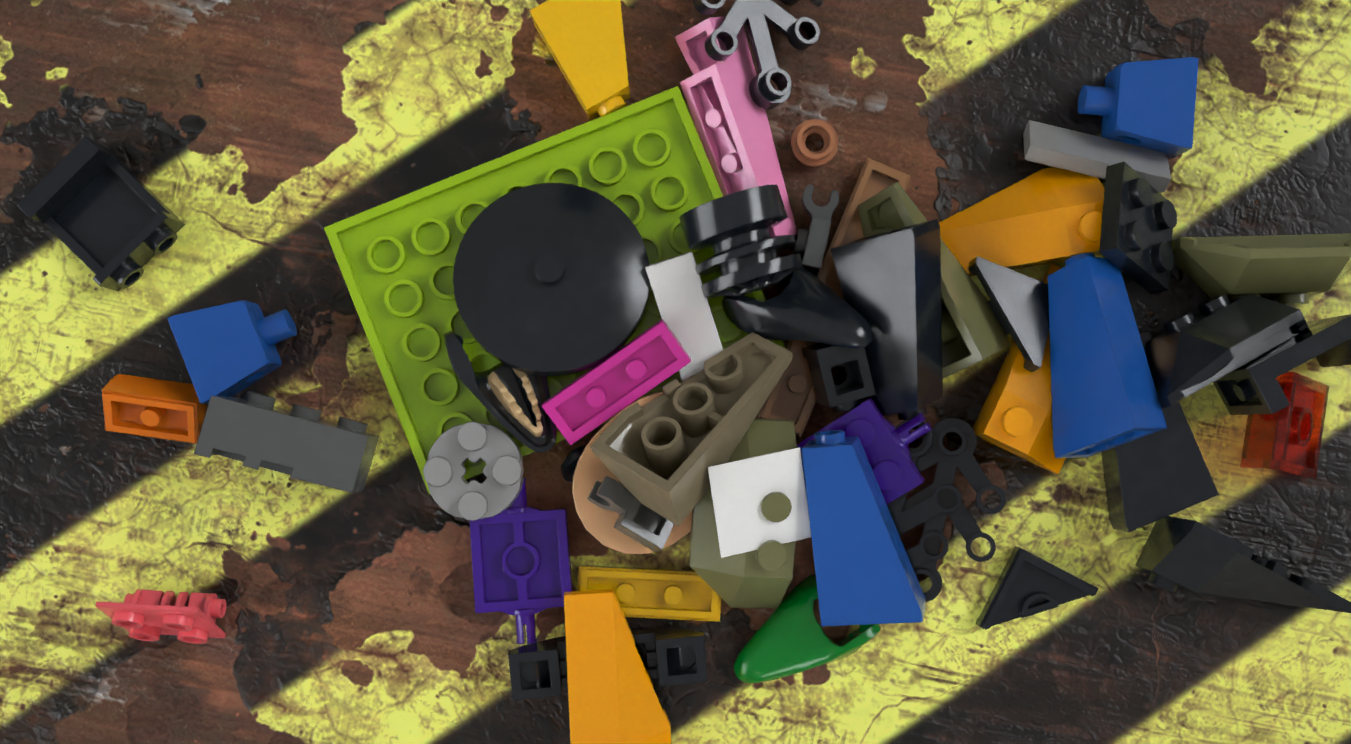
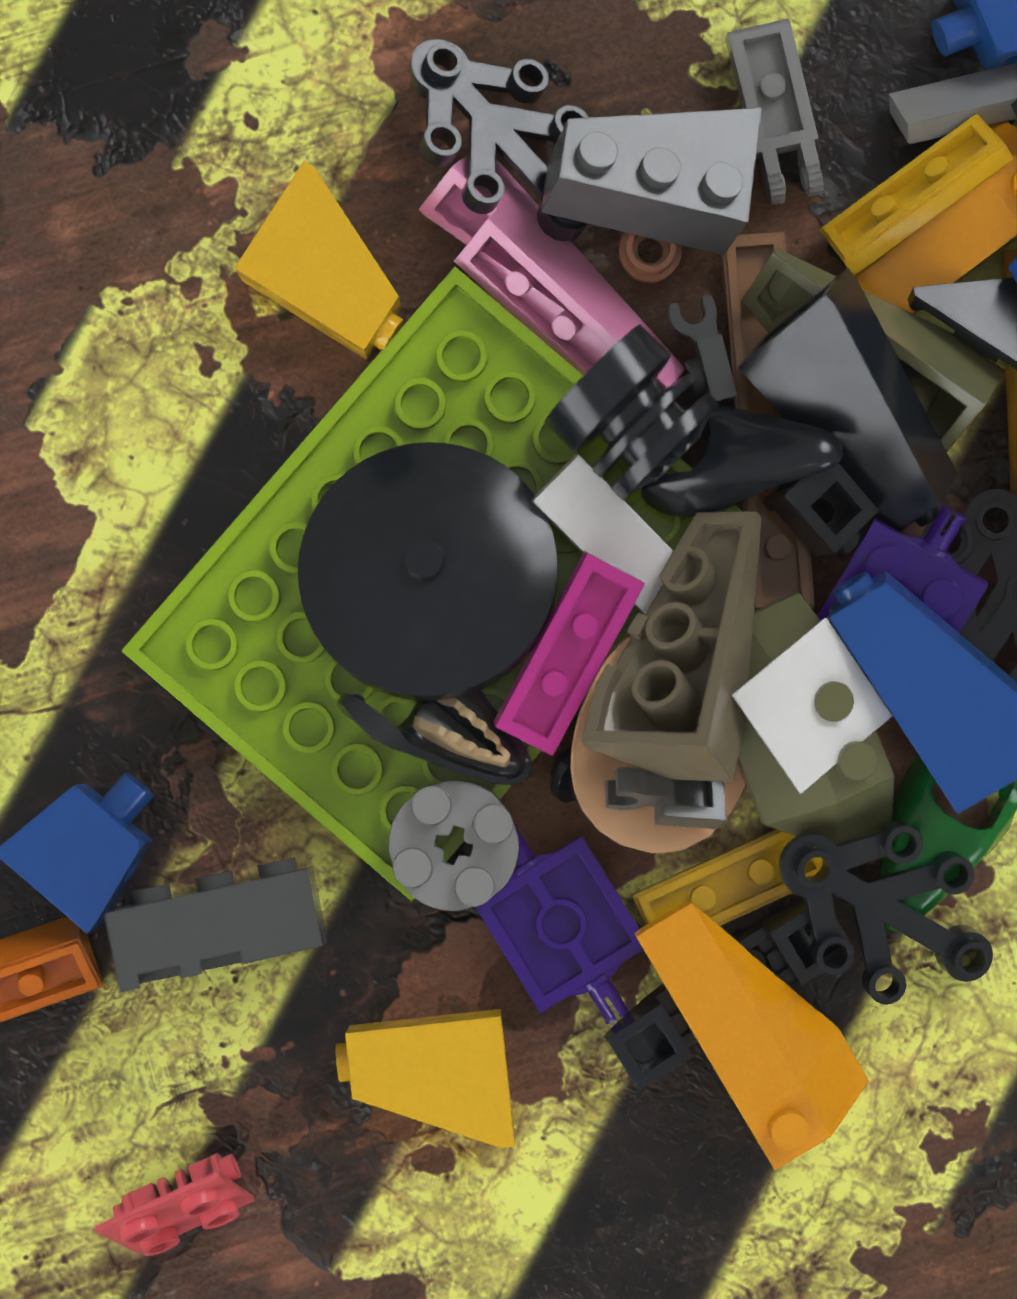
camera: 30 degrees left, 0 degrees up
(385, 616) = (434, 1071): none -> yellow slope
(739, 657) = (877, 903): none -> black plant
(843, 92) = (658, 175): none -> wedge
(949, 87) = (772, 79): none -> light grey hinge
(1012, 195) = (916, 194): none -> yellow tile

